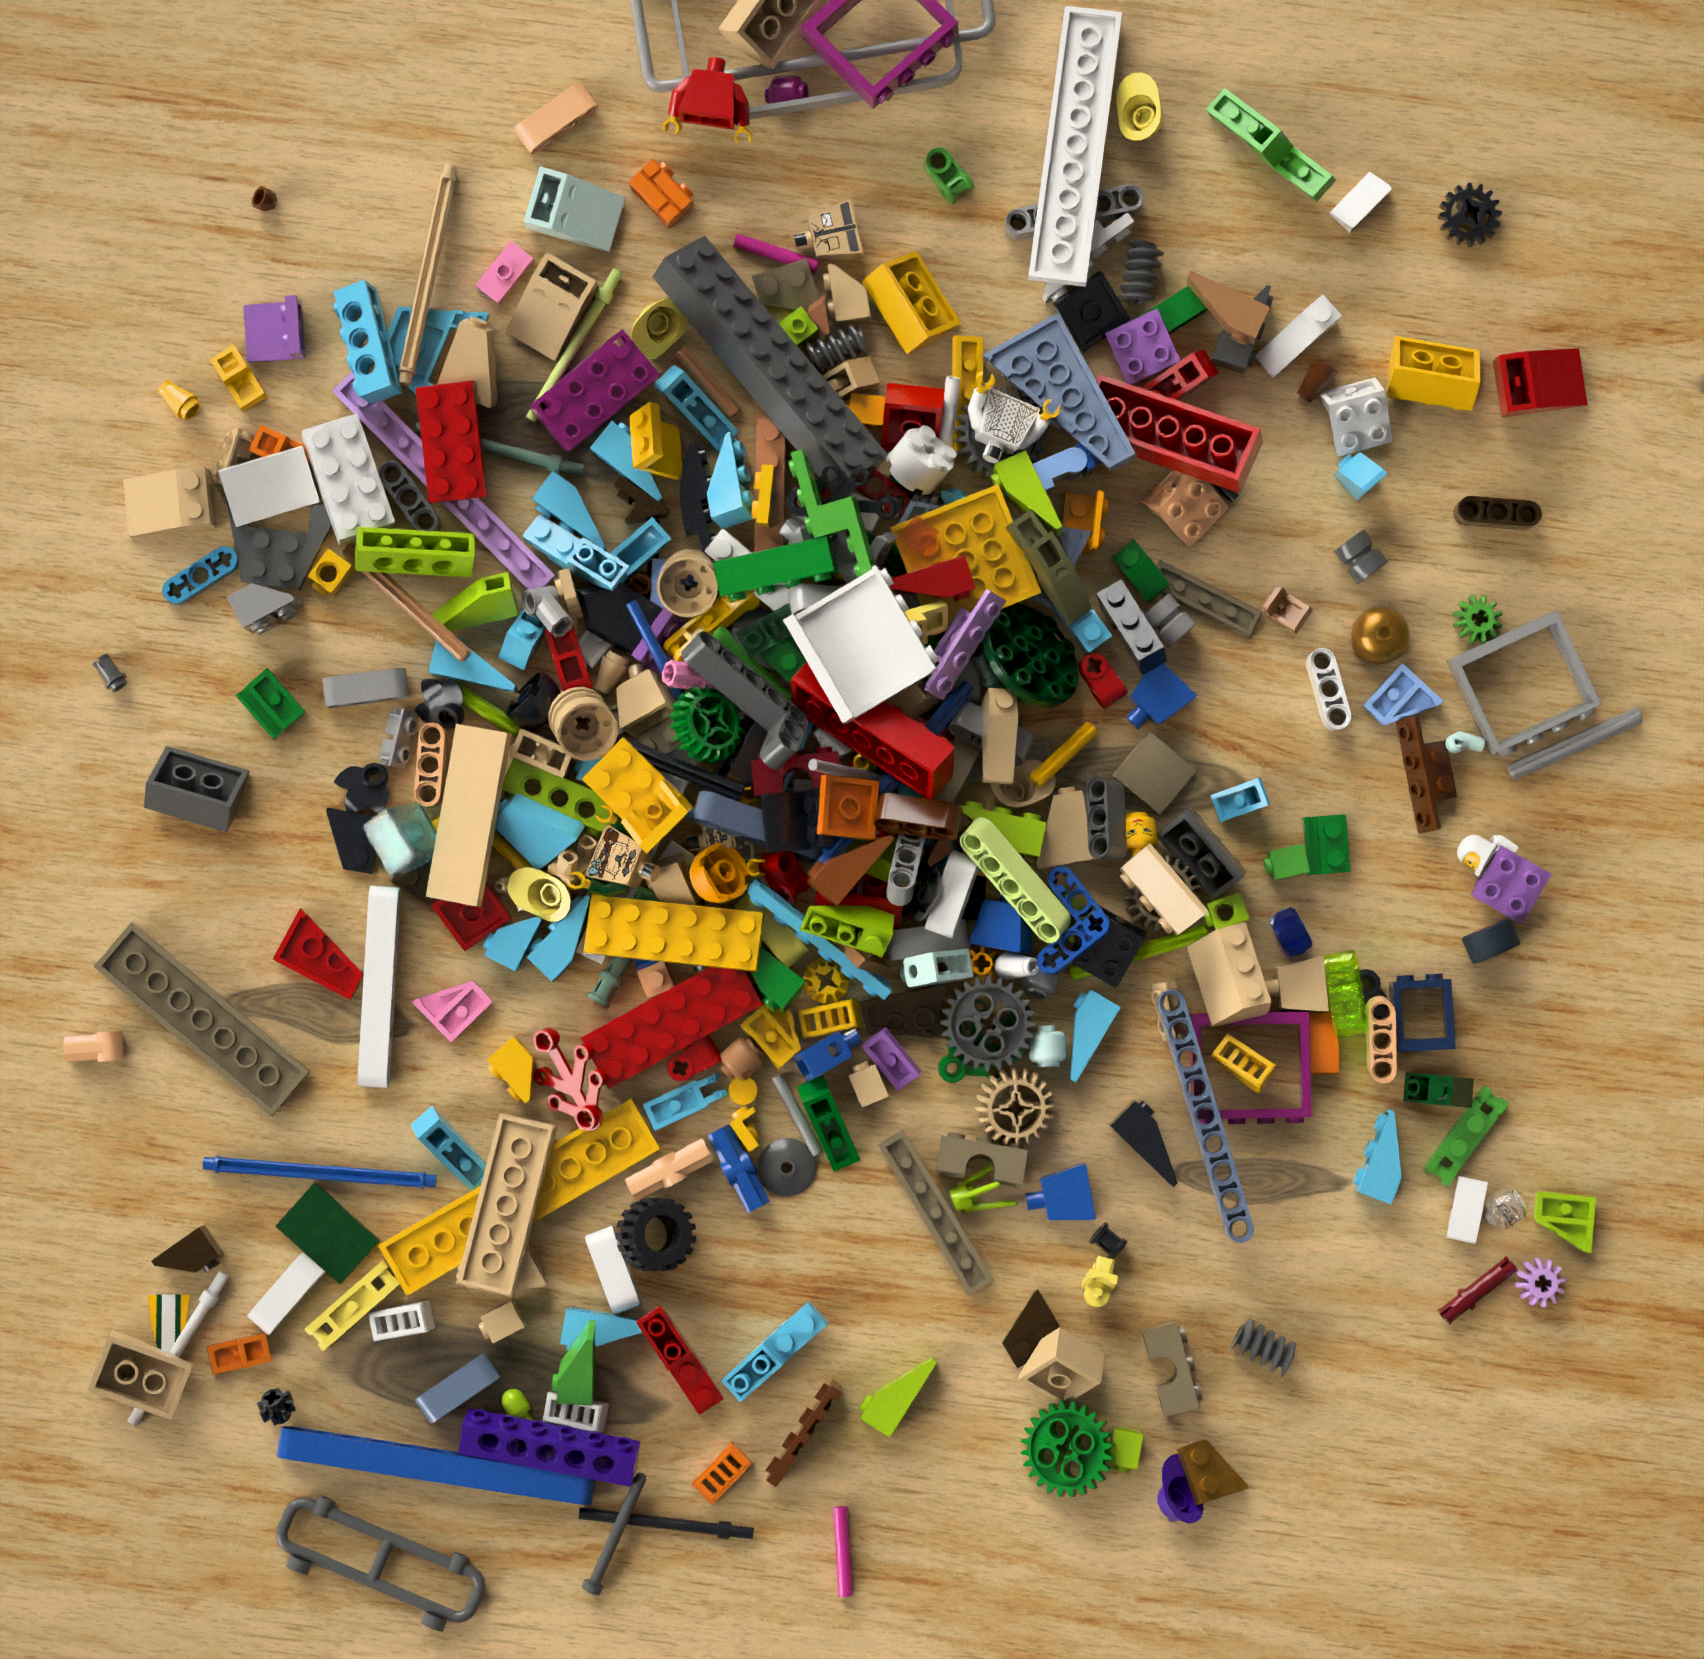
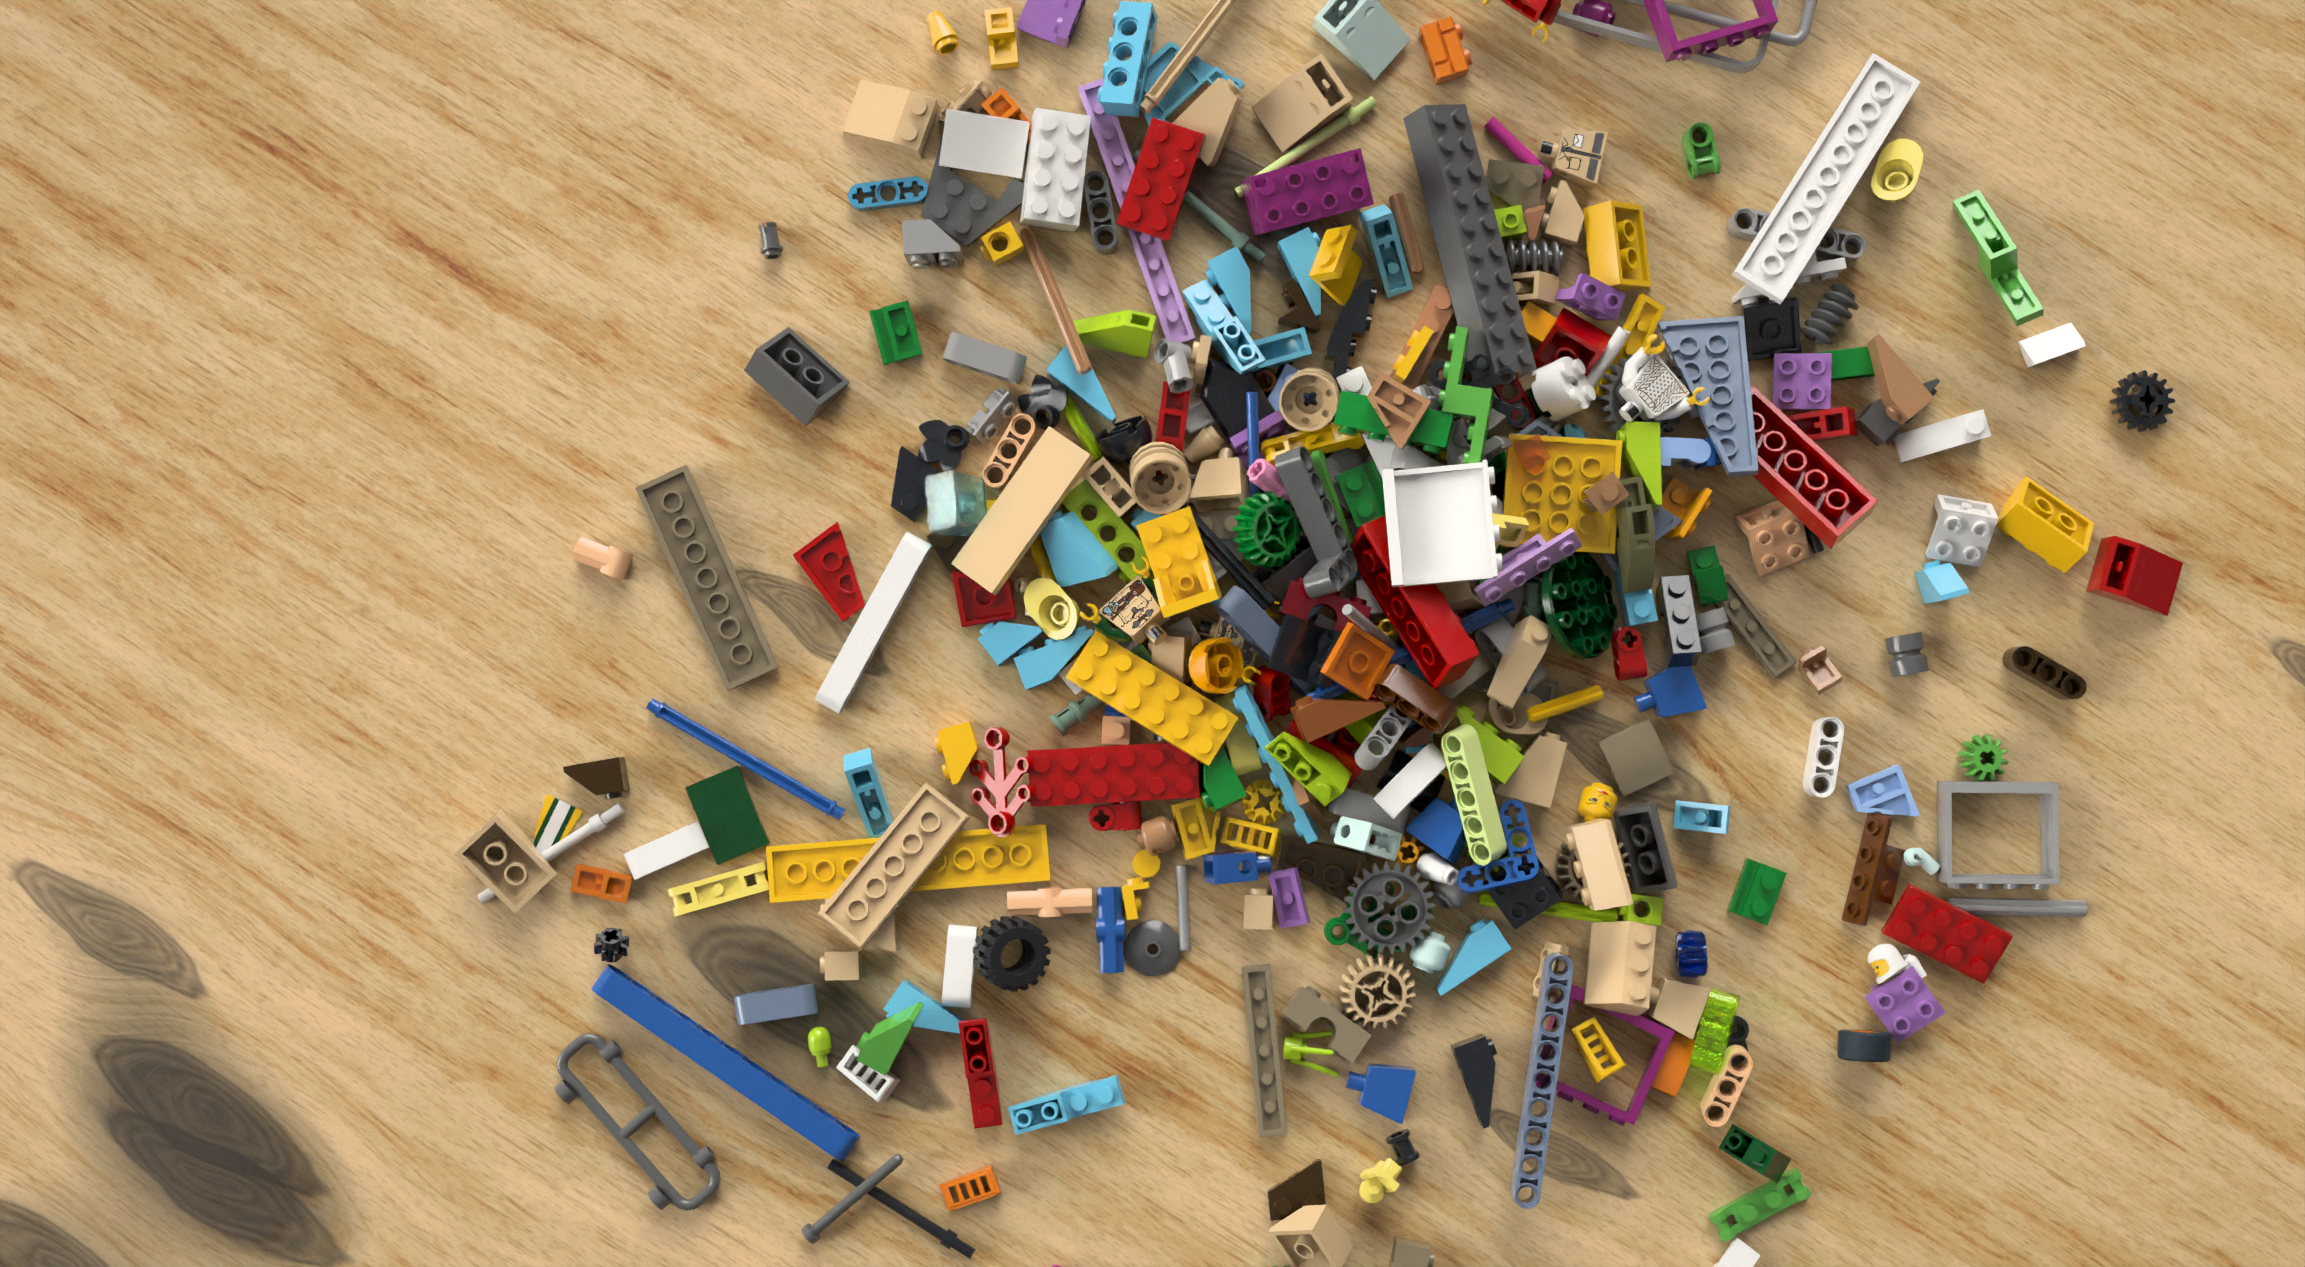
camera: 25 degrees right, 0 degrees up
(414, 552) = (1083, 259): lime brick -> none
(425, 1317) = (777, 927): white slope -> none
(454, 1008) = (929, 672): bright pink wing -> none
(504, 272) = (1275, 55): bright pink plate -> none
(522, 640) = (1140, 381): medium azure slope -> none
(549, 1447) = (831, 1094): dark purple brick -> none
(574, 860) = (1095, 593): tan hips -> none
(658, 328) = (1389, 164): light yellow piece -> none
(681, 1102) = (1088, 848): medium azure hinge -> none
(729, 490) = (1381, 336): medium azure slope -> none
(765, 632) = (1359, 474): clear green slope -> none
(772, 555) = (1398, 408): none -> medium nougat wing
(779, 1466) = (1079, 1177): reddish brown wing -> none
(828, 1123) = (1207, 927): green slope -> none
(892, 1400) = (1149, 1196): lime slope -> none
(909, 362) = (1592, 298): none -> medium lavender bracket
(925, 893) = (1389, 770): black tile -> none
(940, 580) = (1532, 500): red slope -> none
(1004, 542) = (1605, 494): none -> medium nougat bracket
(1106, 819) = (1576, 765): dark grey beam -> none
(1286, 862) = (1715, 891): bright green brick -> none
(1316, 380) = (1939, 482): reddish brown cone -> none
(1380, 635) = (1890, 731): pearl gold cylinder -> none
(1382, 1167) = (1674, 1197): medium azure slope -> none
(1424, 1044) = (1756, 1053): dark blue window -> none
(1520, 799) = (1946, 933): none -> red plate

